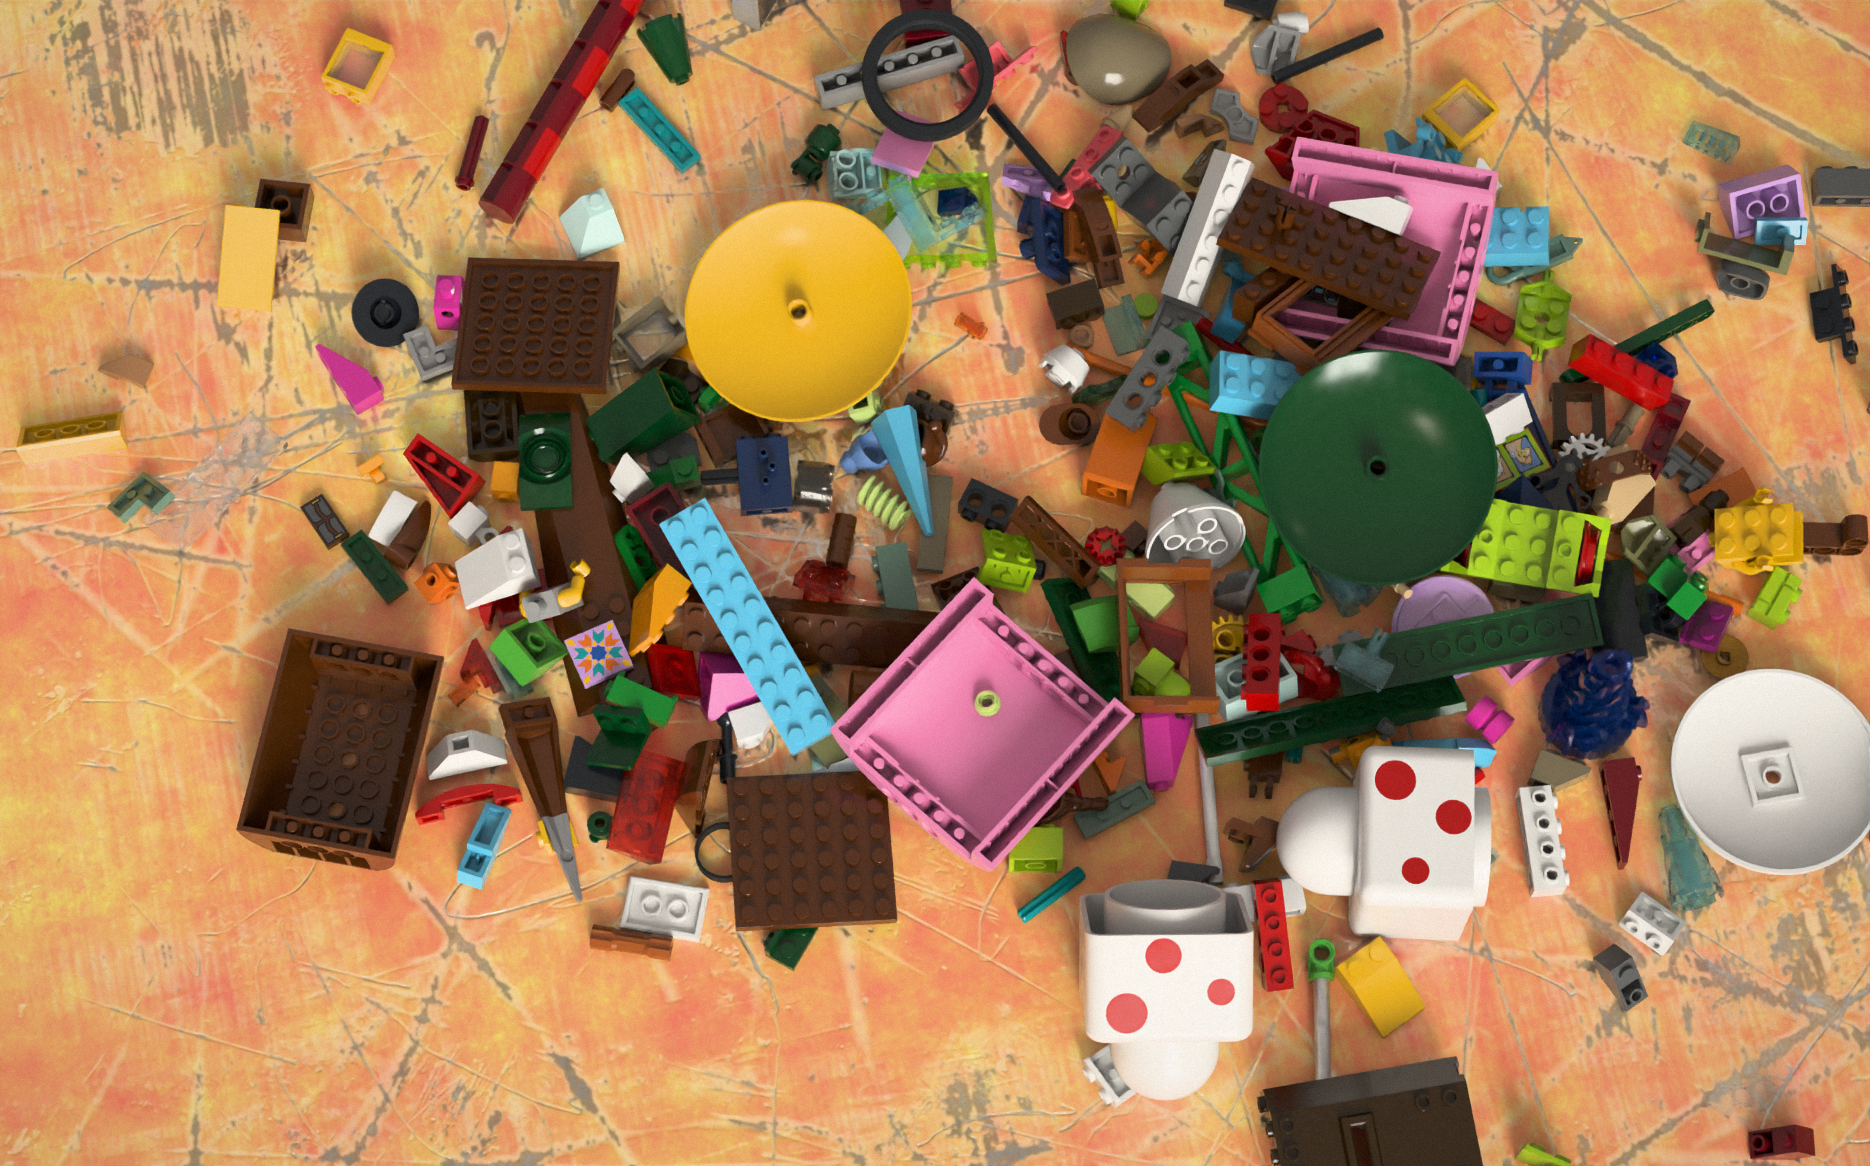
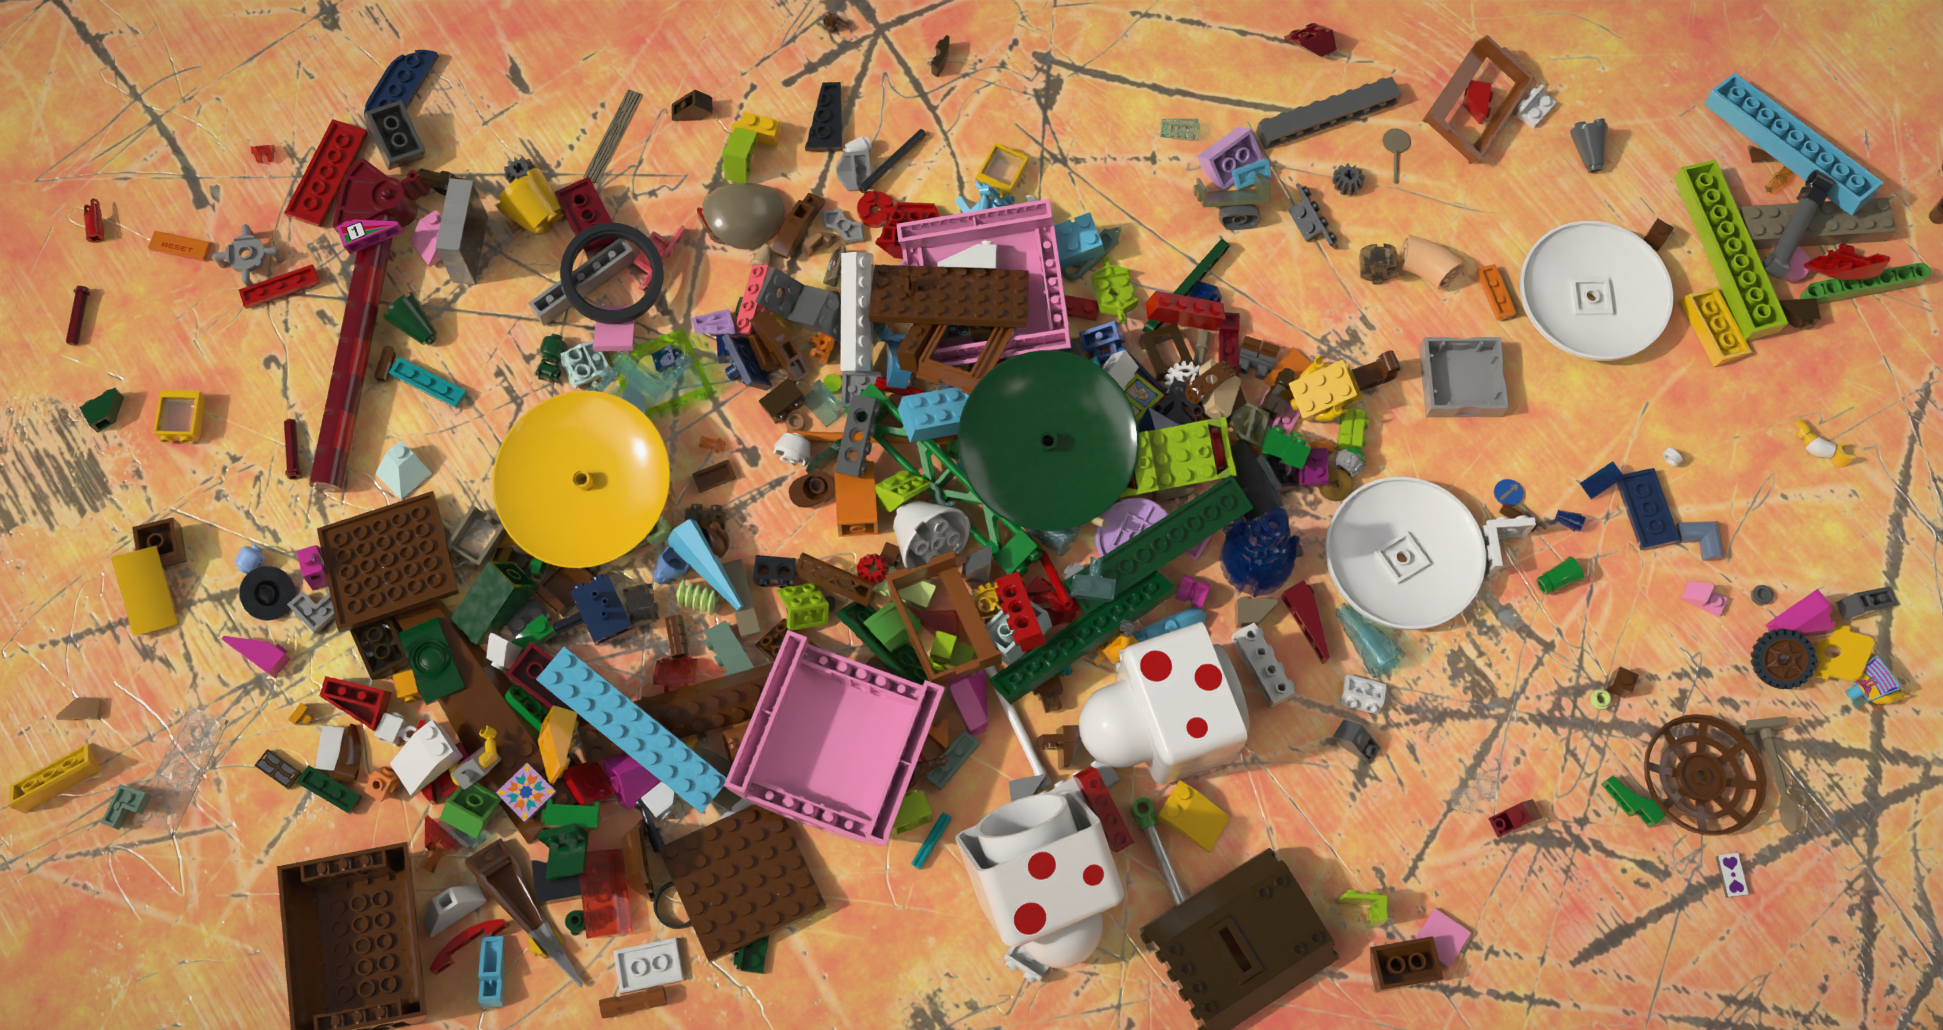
camera: 25 degrees left, 0 degrees up
(273, 28) = (103, 409): none -> dark green slope
(379, 264) = (249, 558): none -> light blue head
(958, 366) = (714, 476): none -> reddish brown tile
(987, 697) = (832, 713): yellowish green plate -> none
(1026, 147) = (703, 300): black piece -> none
(1324, 642) = (1056, 580): none -> red piece
(1758, 634) = (1352, 460): none -> light grey piece

